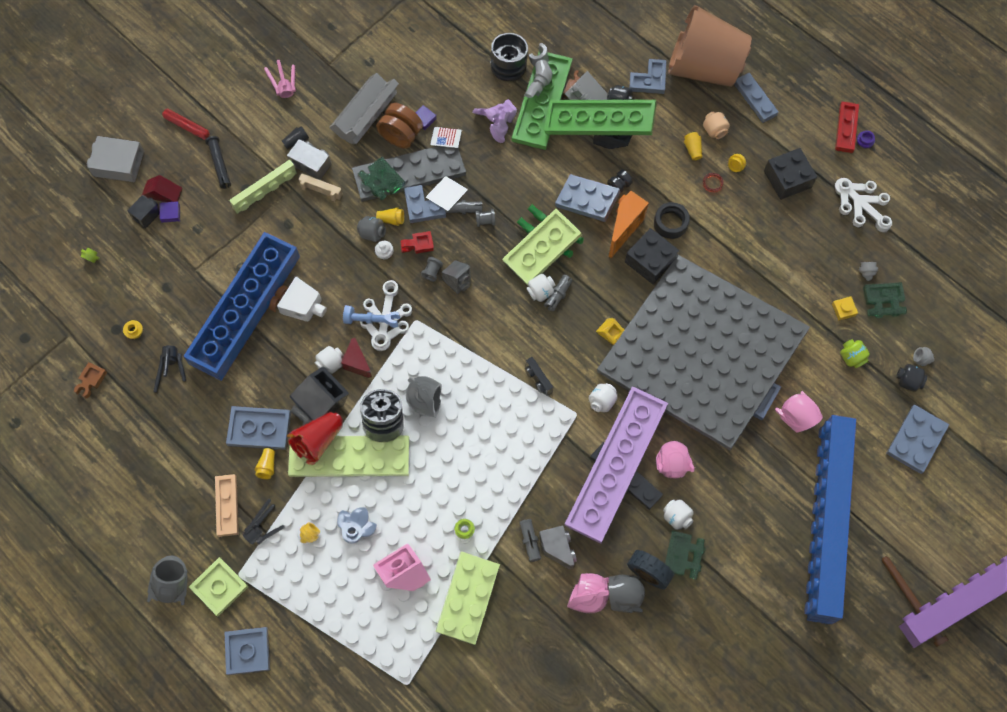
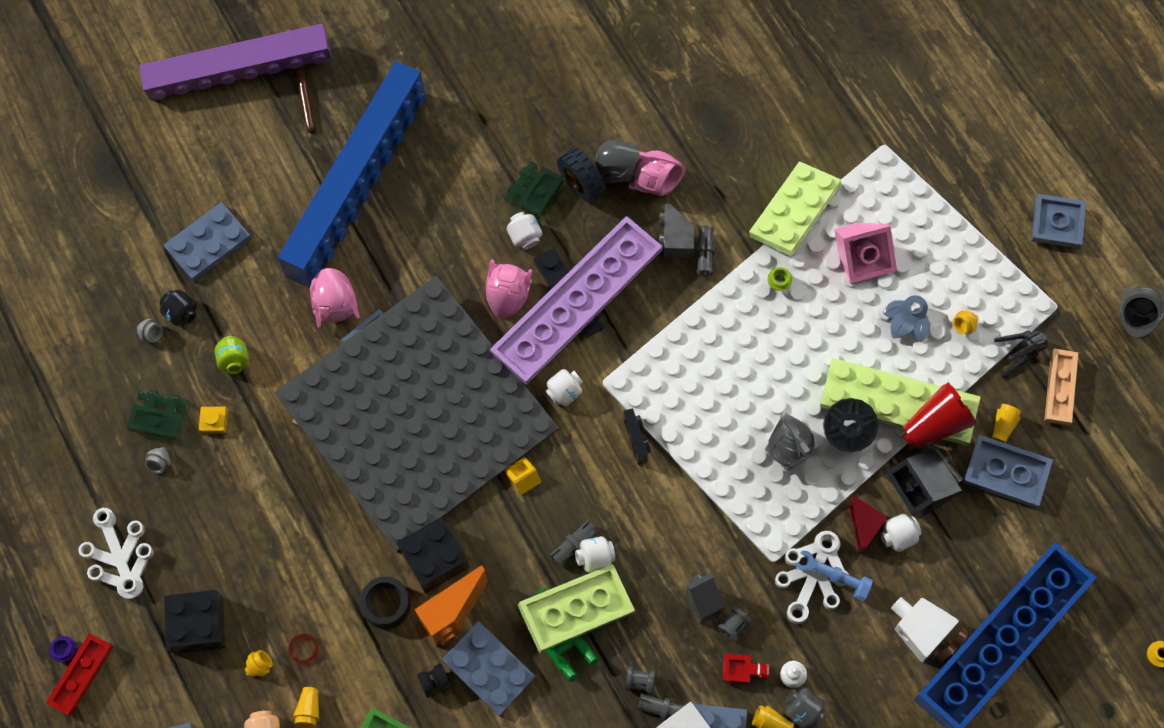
camera: 160 degrees left, 0 degrees up
(169, 357) = (1114, 599): black plant -> none
(218, 586) = (1082, 297): yellowish green plate -> none

